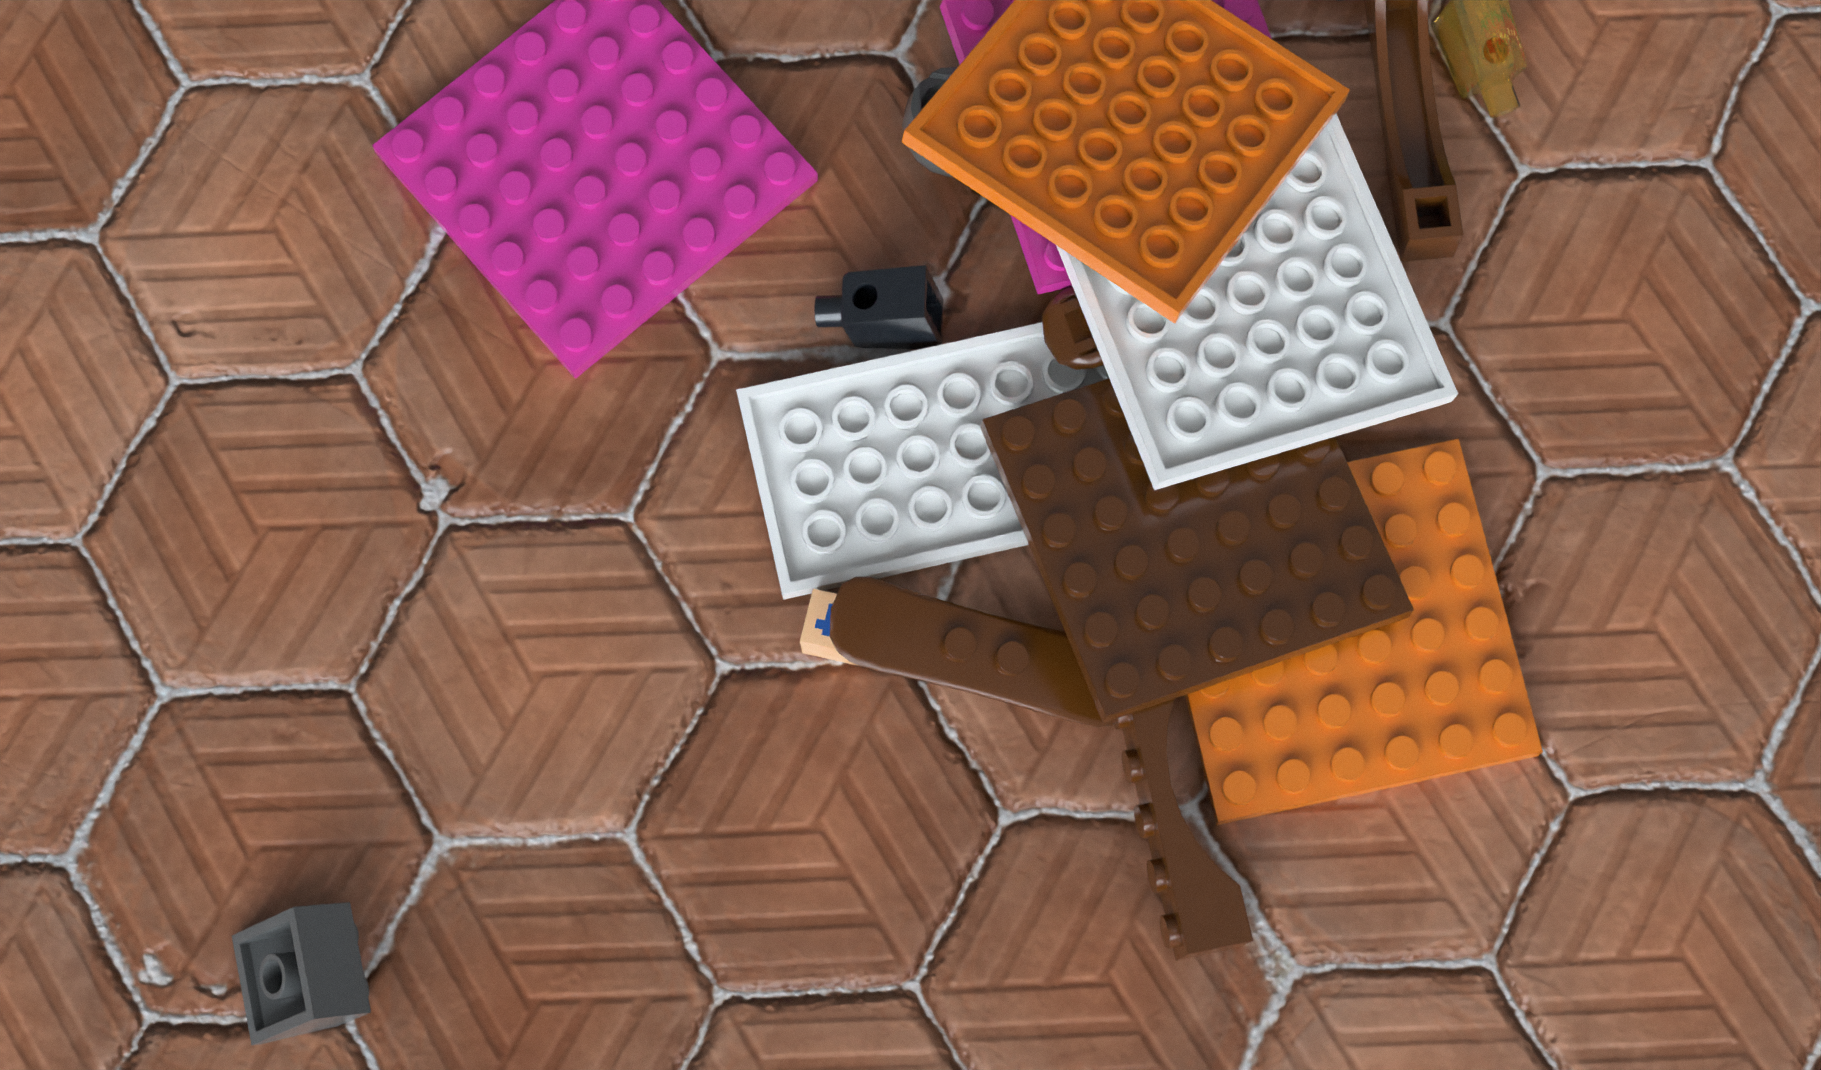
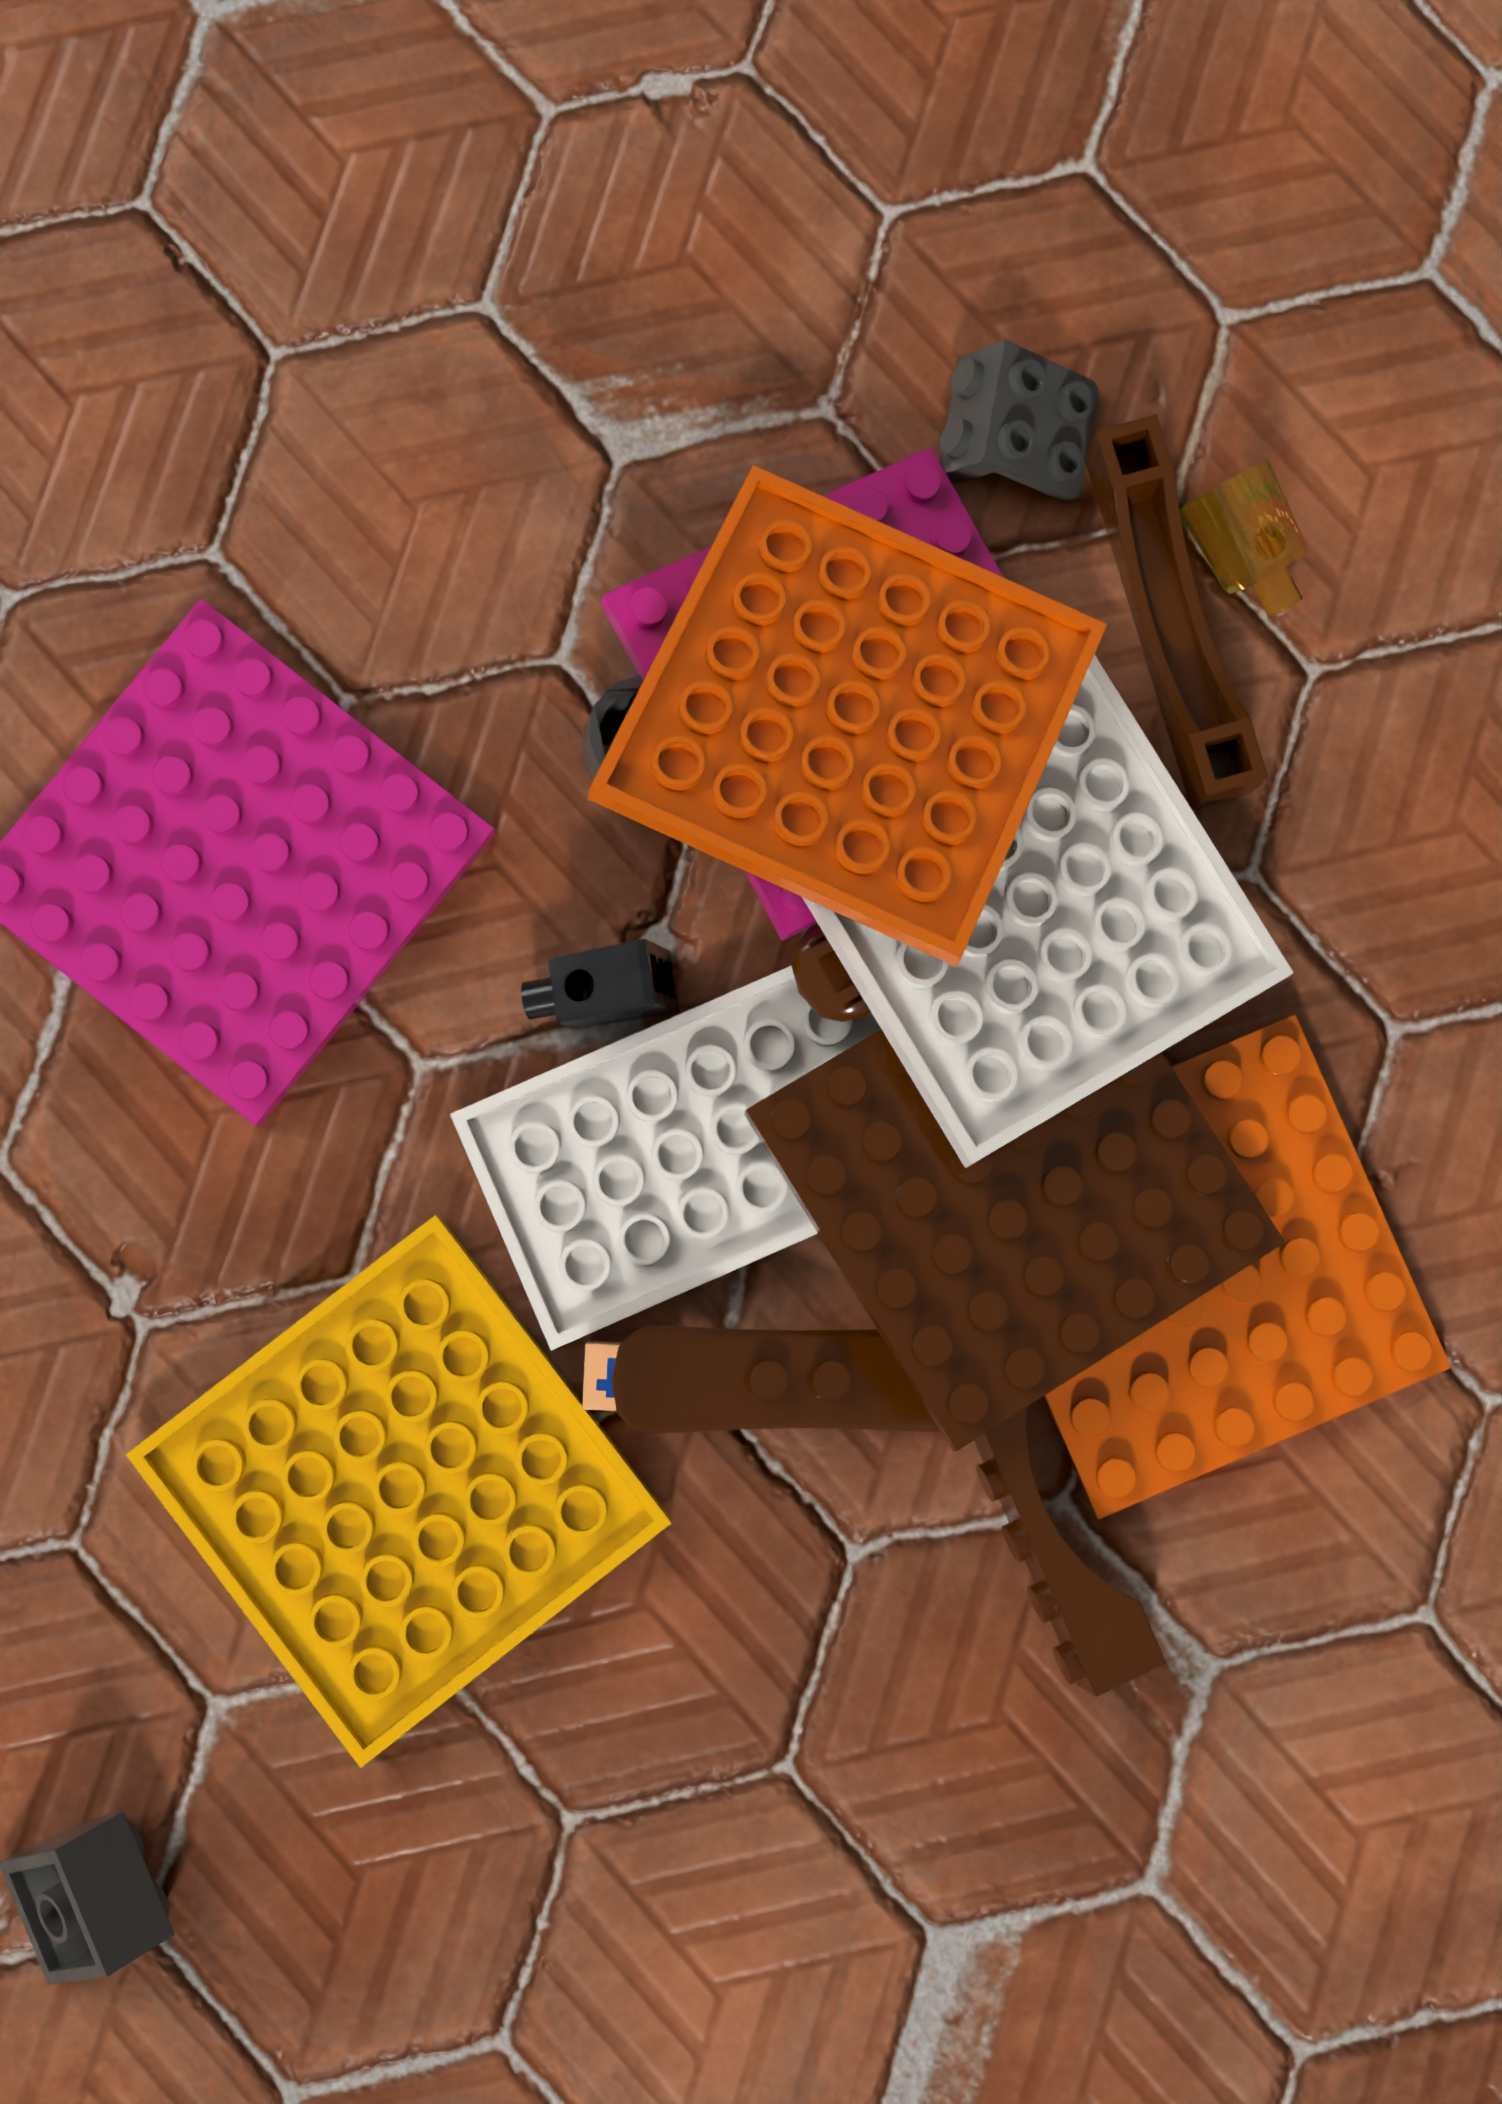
camera: 15 degrees left, 10 degrees up
(633, 688) = (399, 1489): none -> yellow plate

